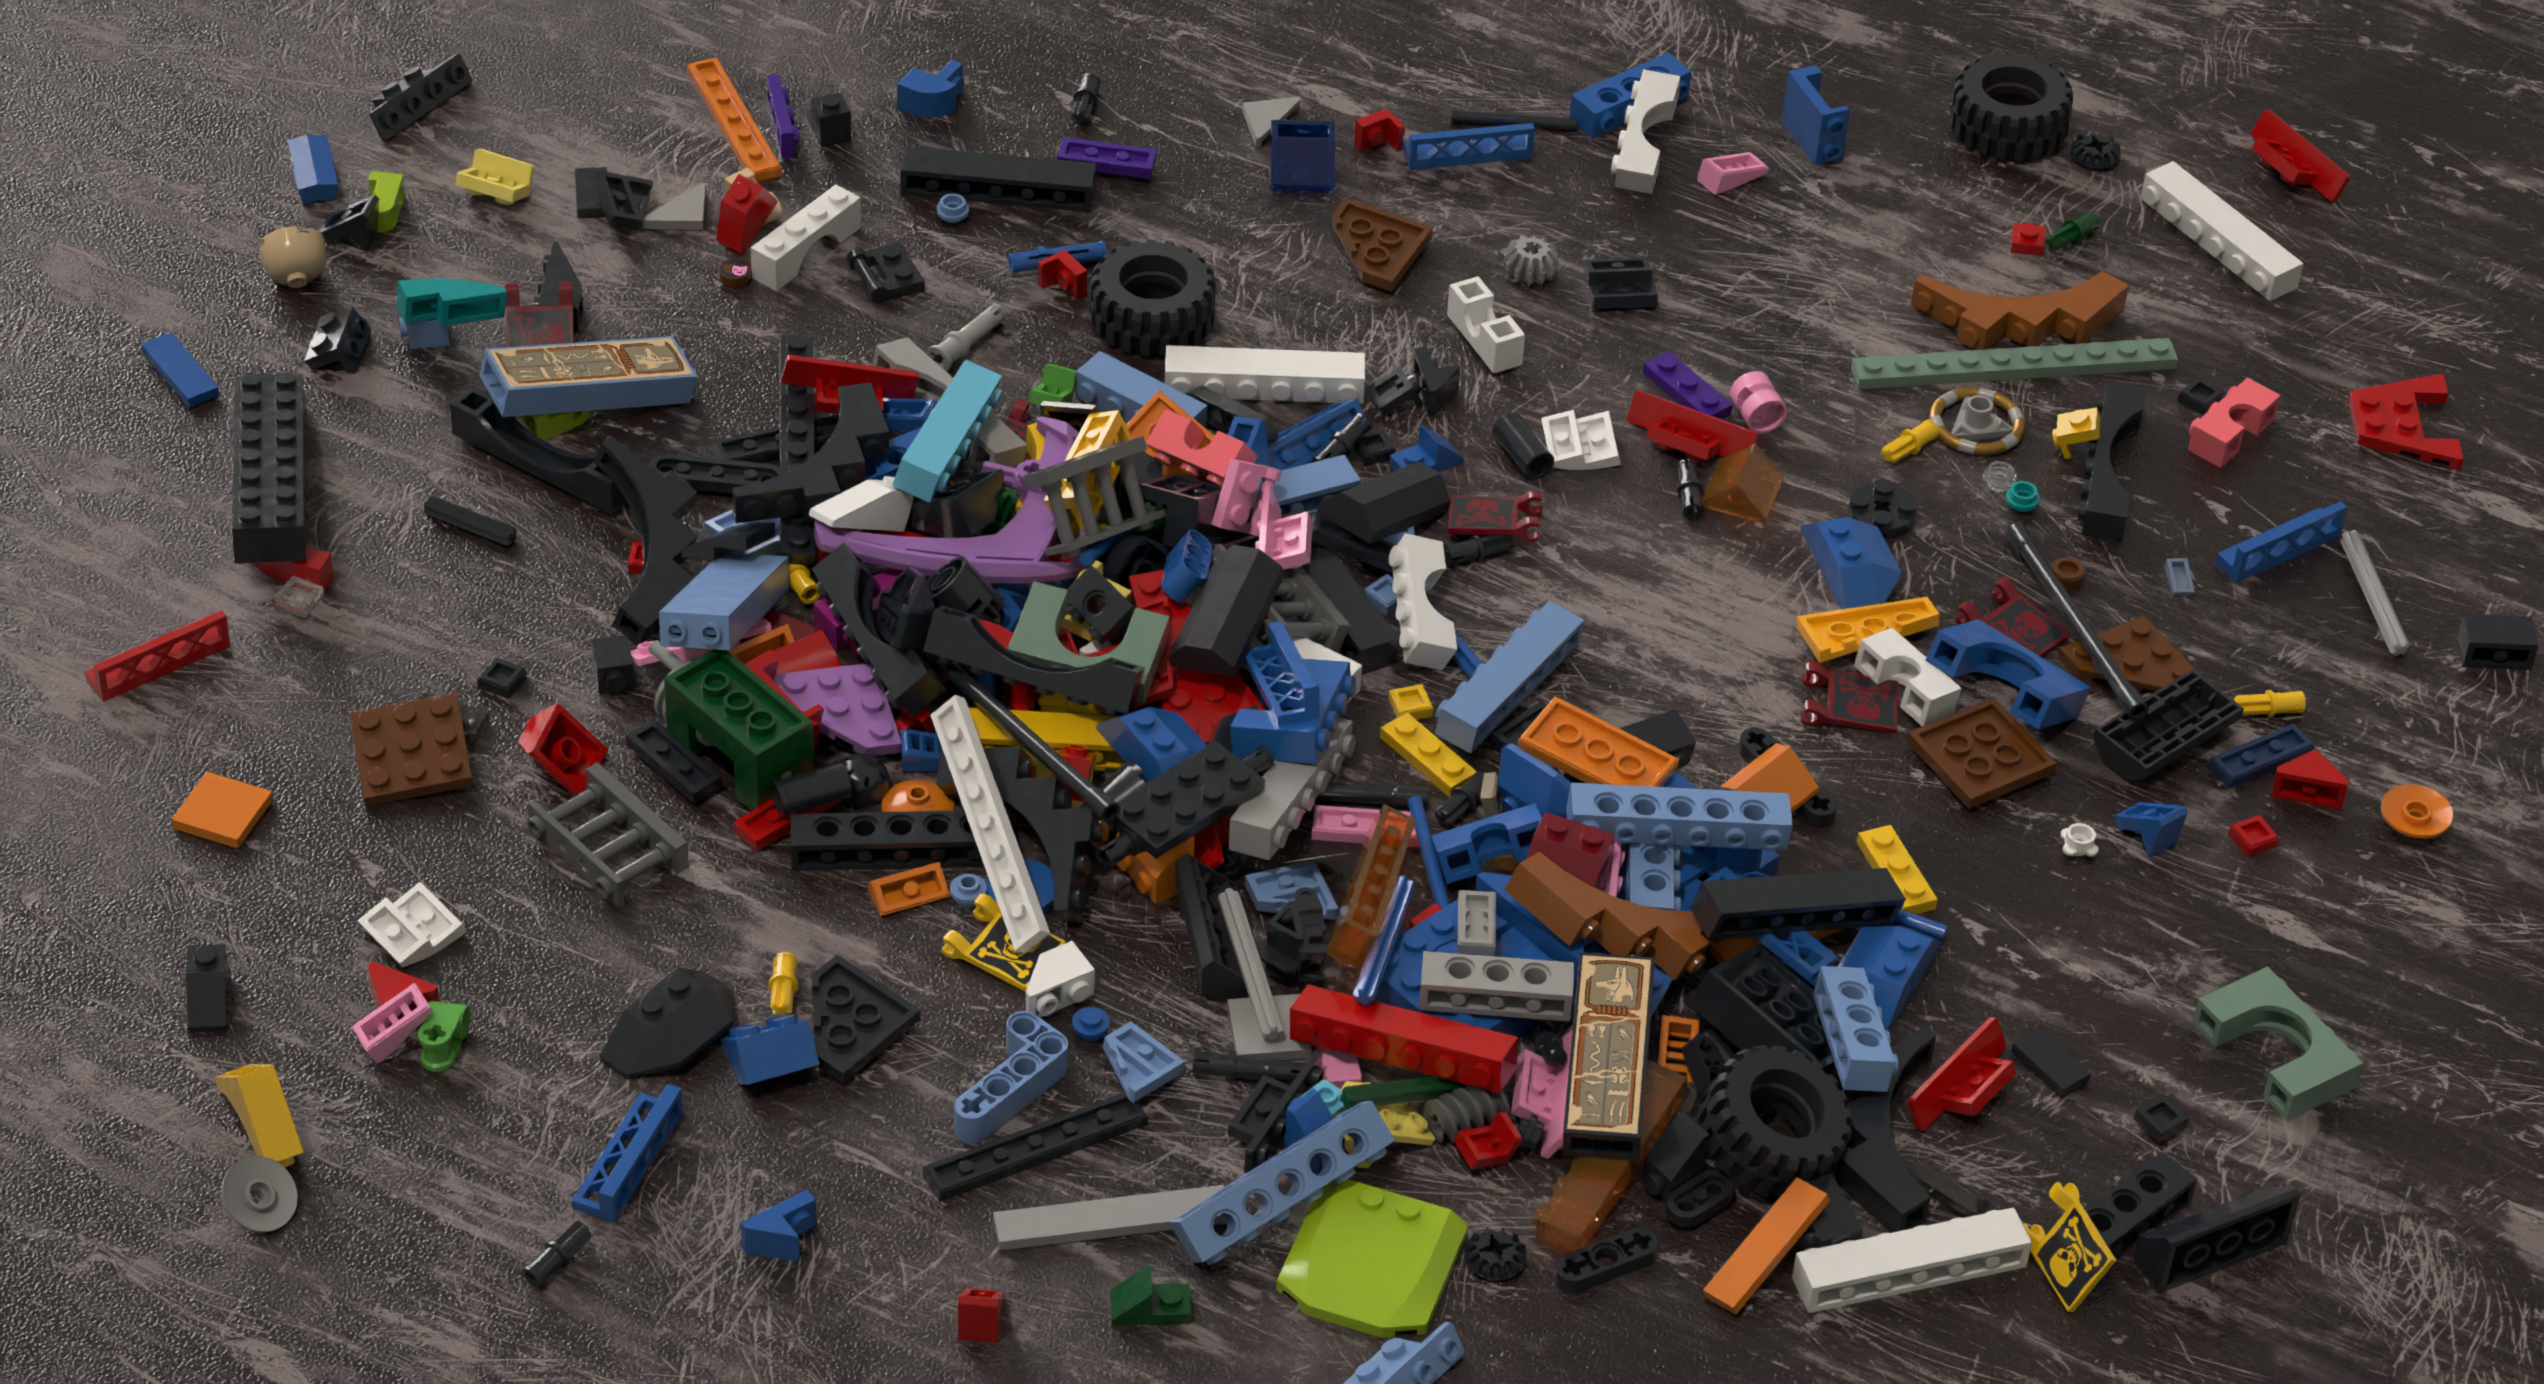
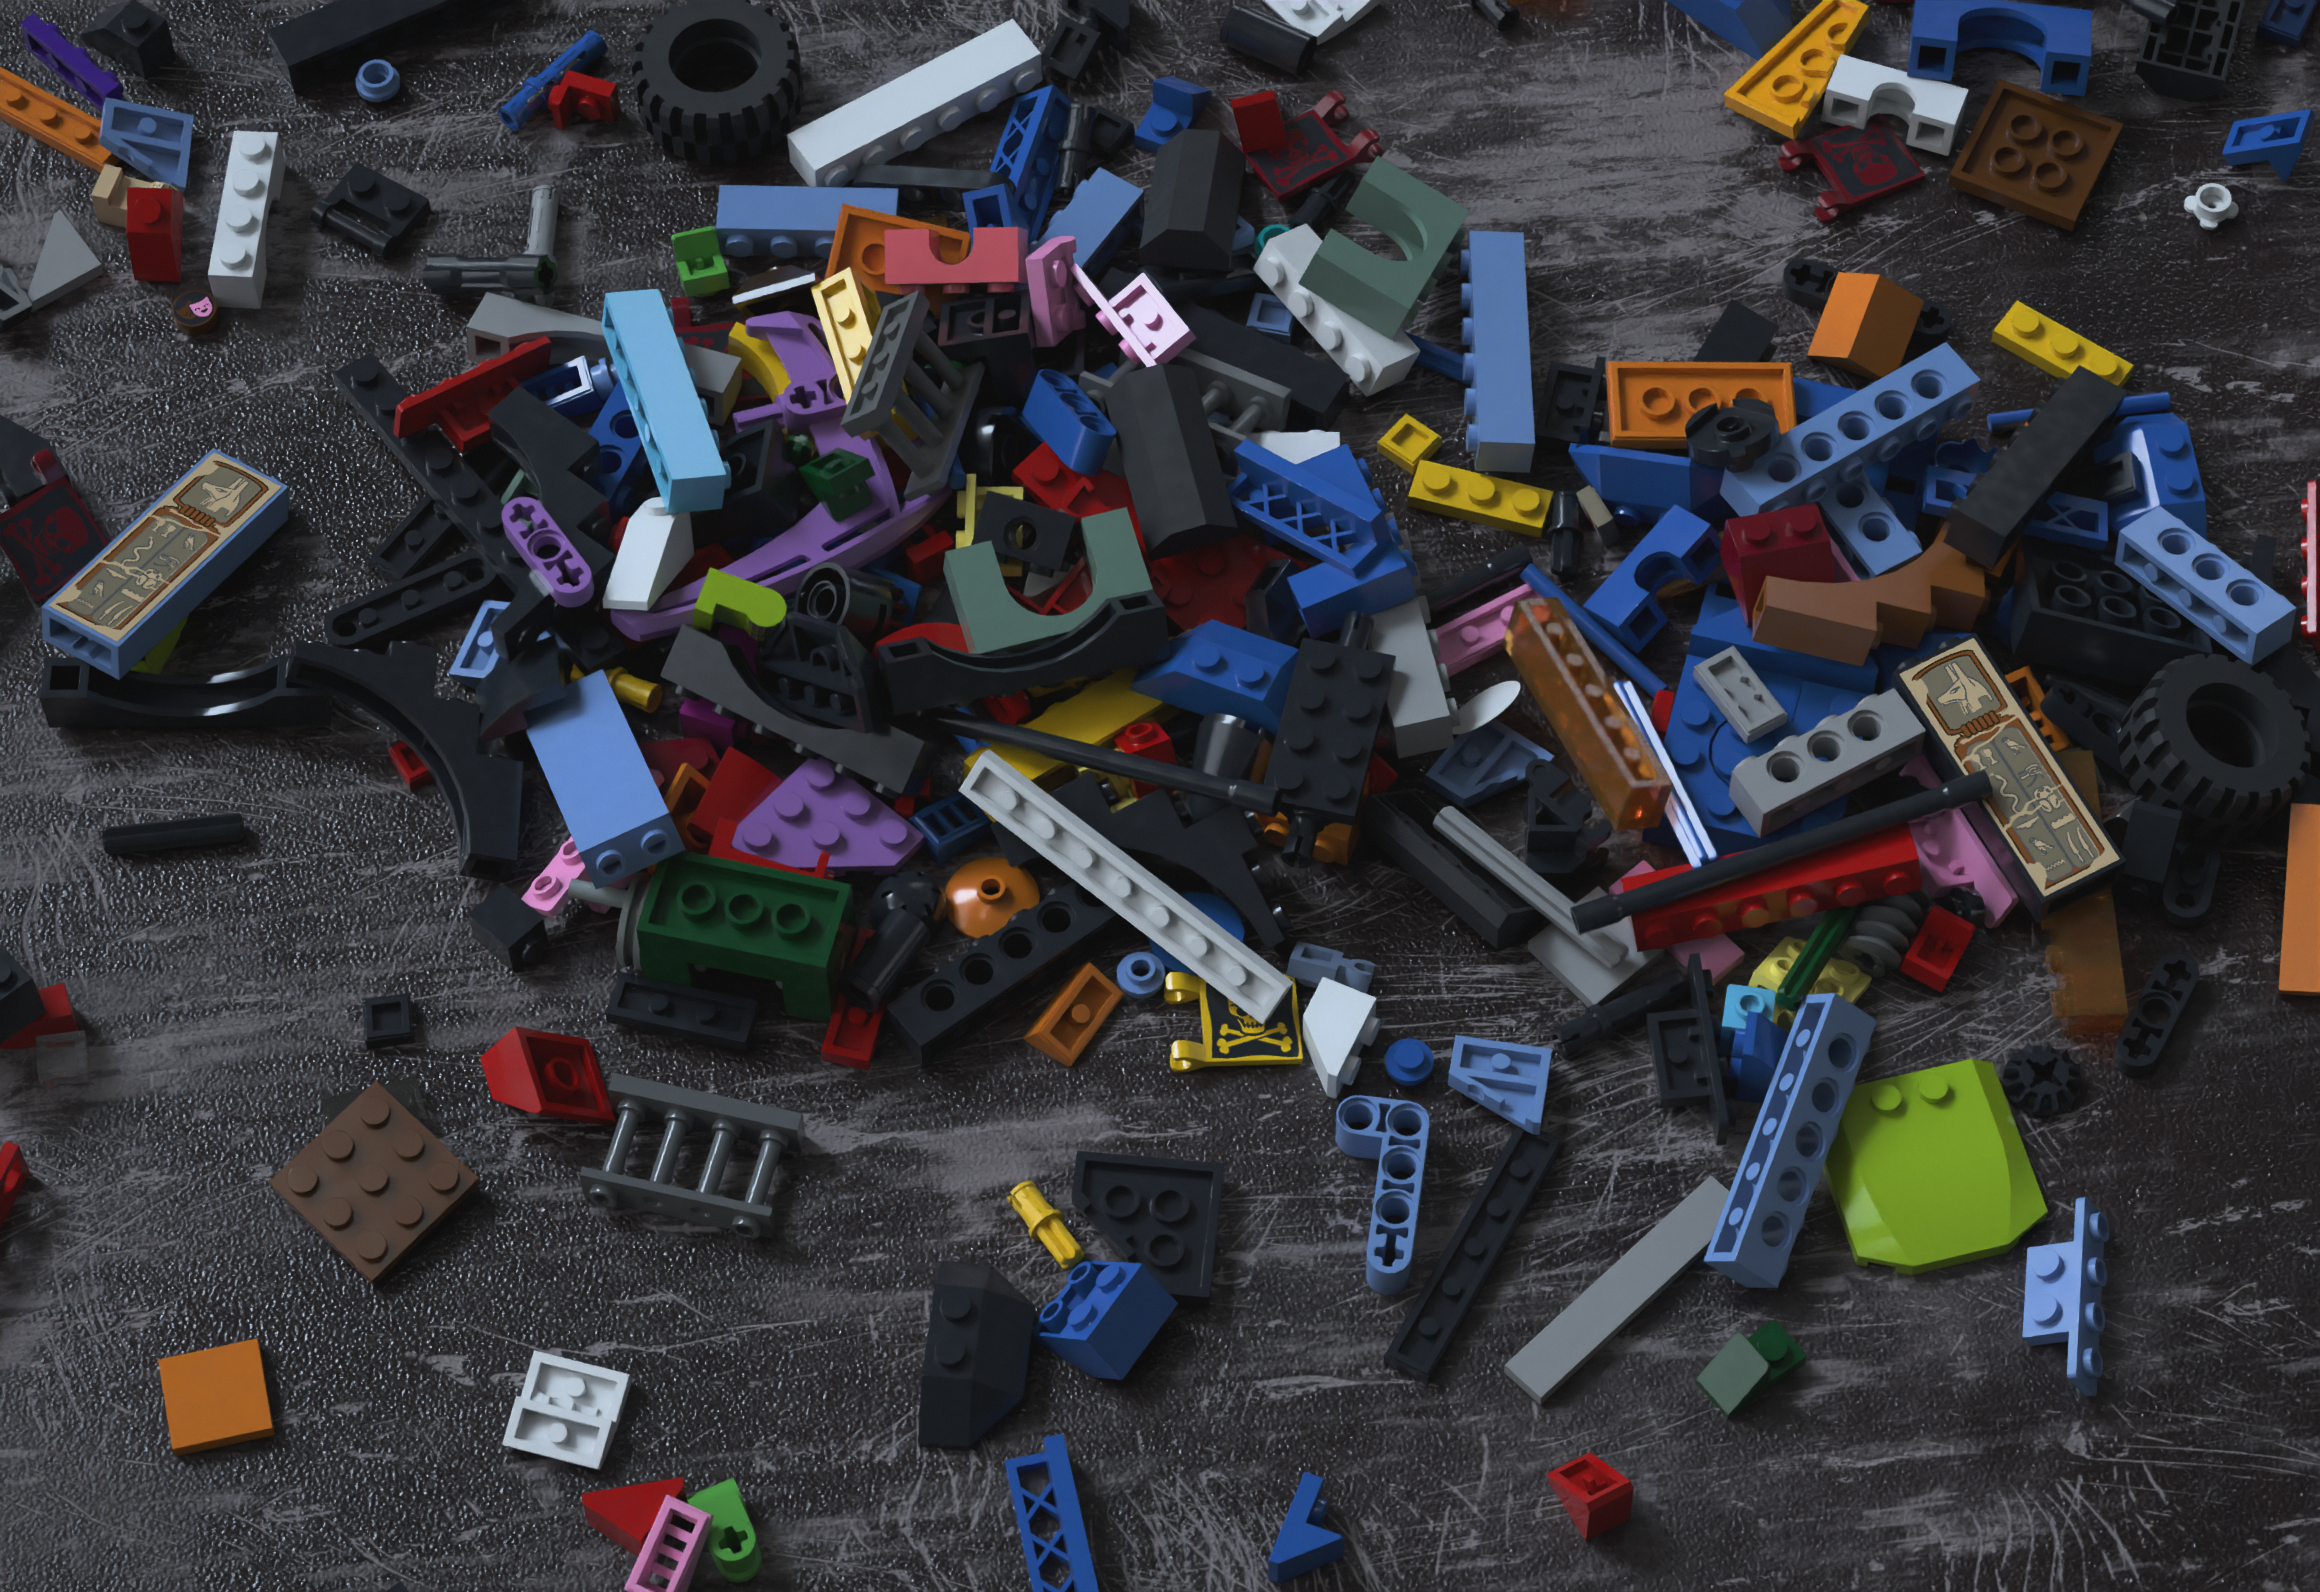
camera: 30 degrees left, 15 degrees up
(788, 171) = (148, 139): none -> medium blue wing
(794, 457) = (547, 570): none -> medium lavender beam
(886, 548) = (739, 605): none -> lime leg
(930, 333) = (516, 274): none -> black axle
(1013, 528) = (840, 482): none -> dark green slope
(1087, 943) = (1313, 962): none -> sand blue plate
(1461, 603) = (1381, 289): none -> sand green arch
(1473, 479) = (1259, 121): none -> red slope
(1551, 1036) = (1947, 796): none -> black piece
(1586, 766) = (1733, 434): none -> black plate
(1851, 946) = (2109, 481): none -> black tile

